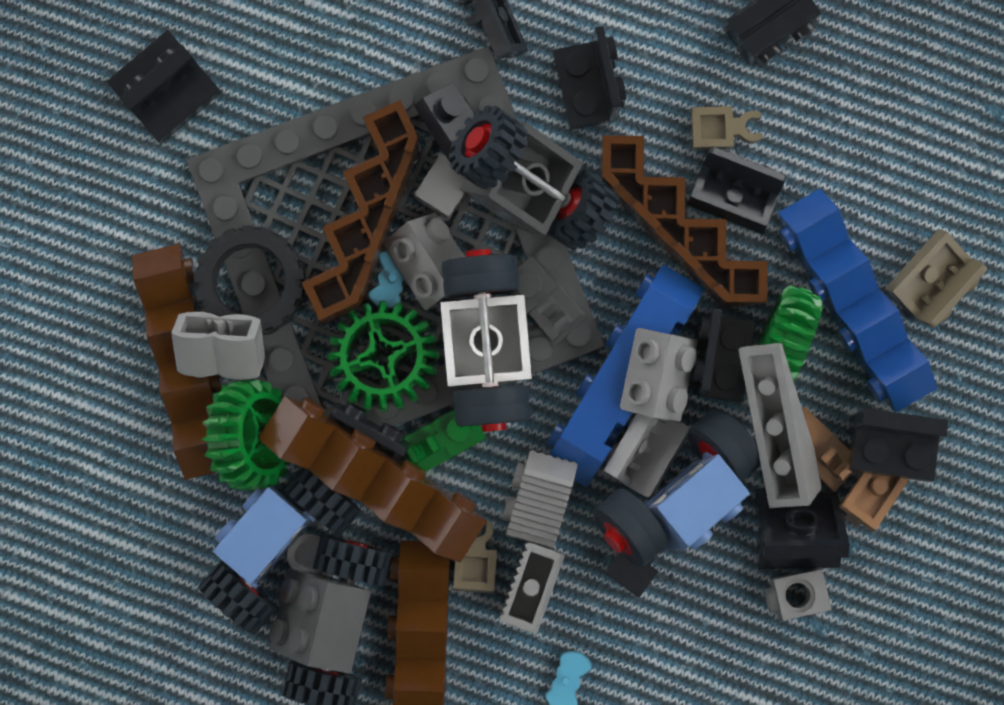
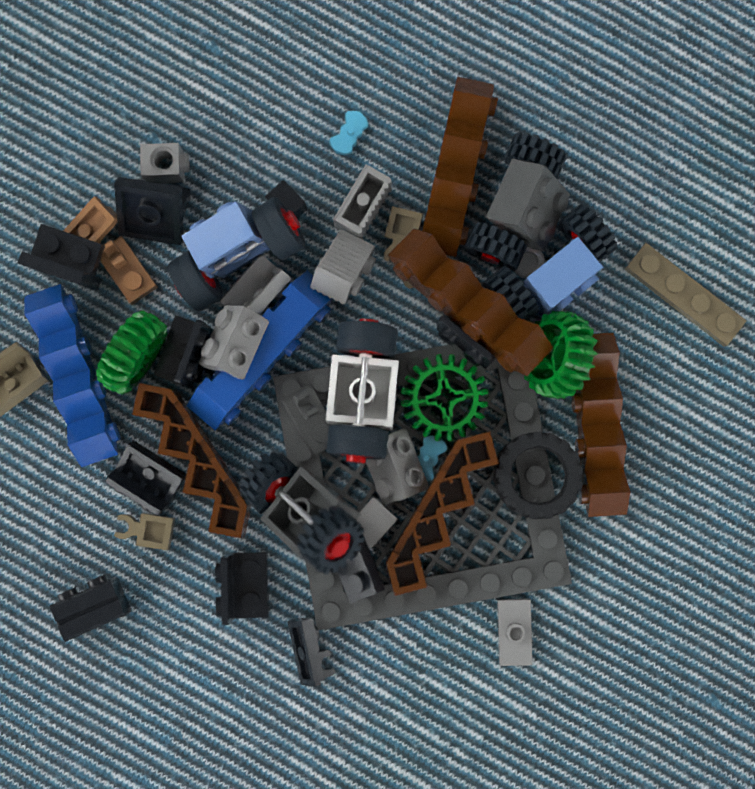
camera: 170 degrees left, 0 degrees up
(100, 548) = (685, 295): none -> dark tan plate
(164, 87) = (580, 645): black bracket -> none
(218, 345) = (572, 427): light grey brick -> none
(246, 89) = (514, 632): none -> light grey plate
(440, 441) = (415, 327): green plate -> none
(779, 427) = (149, 283): light grey slope -> none

